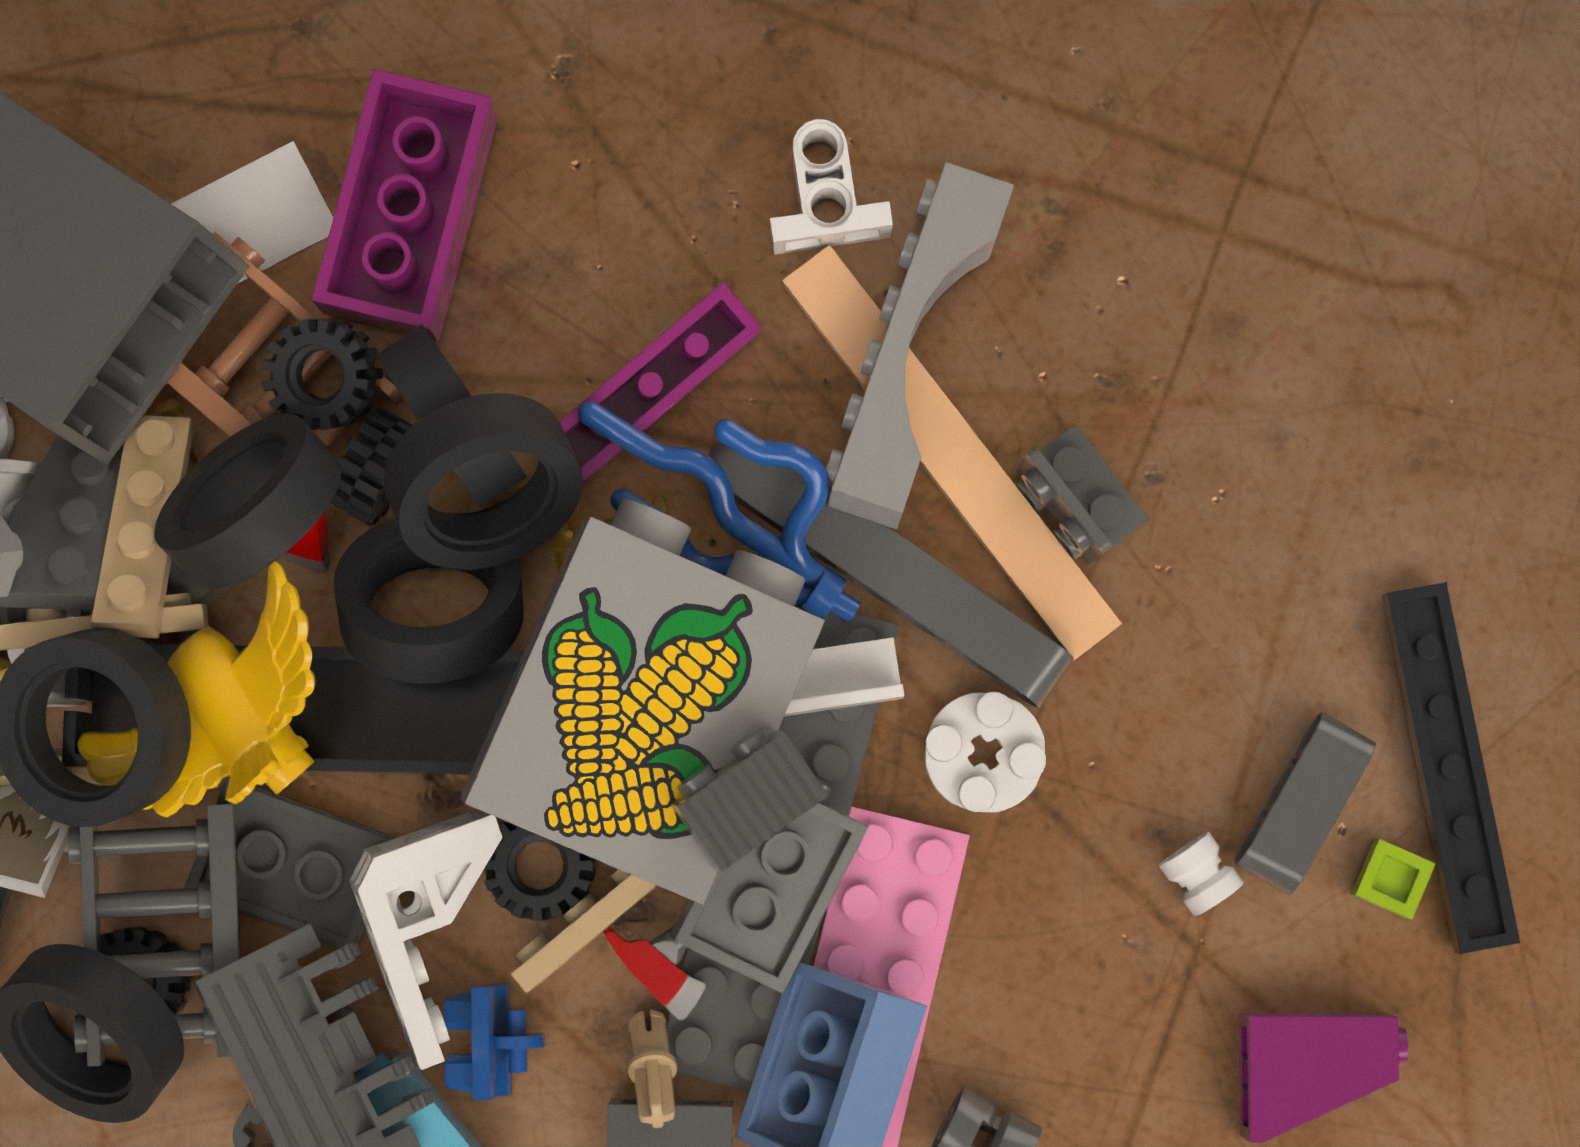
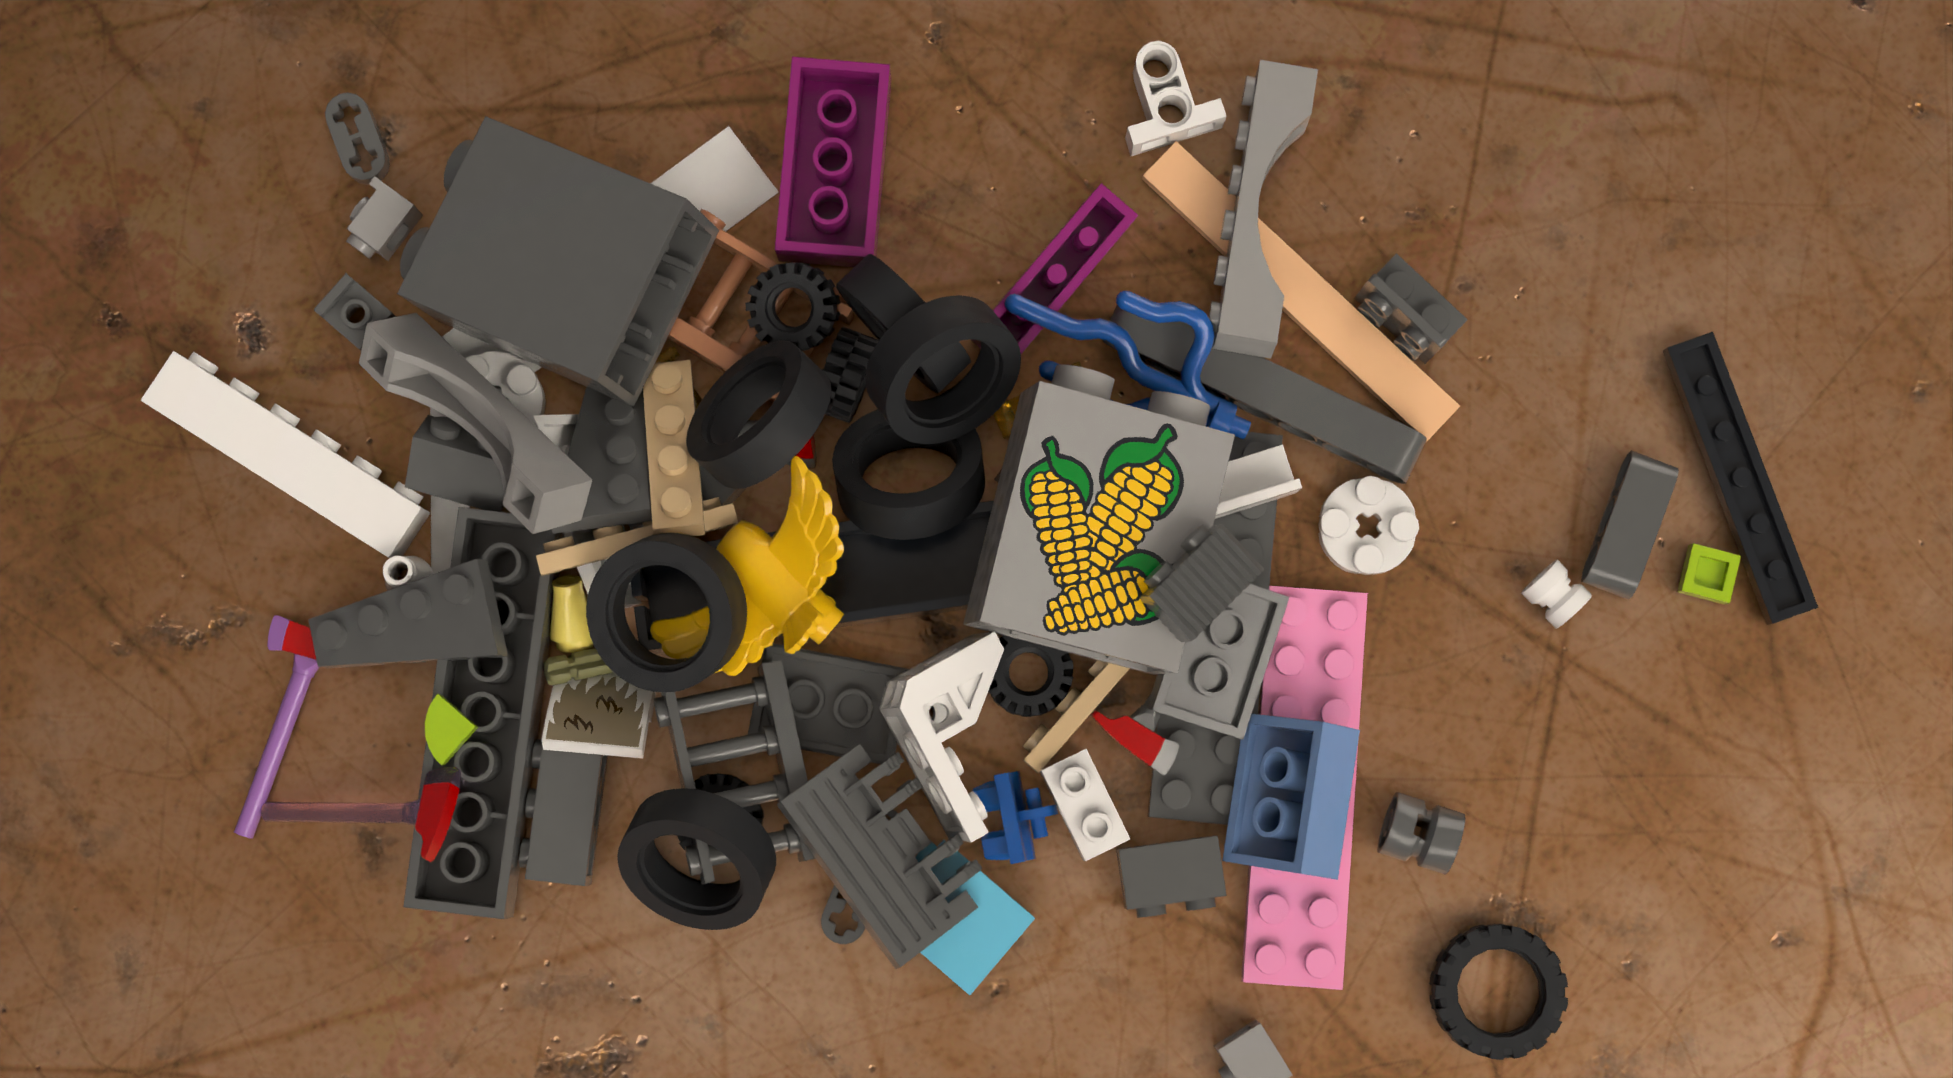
camera: 10 degrees left, 0 degrees up
(578, 1041) = (1085, 805): none -> white brick
(652, 1069) = (1148, 816): tan axle -> none
(1311, 1065) = (1668, 730): magenta slope -> none

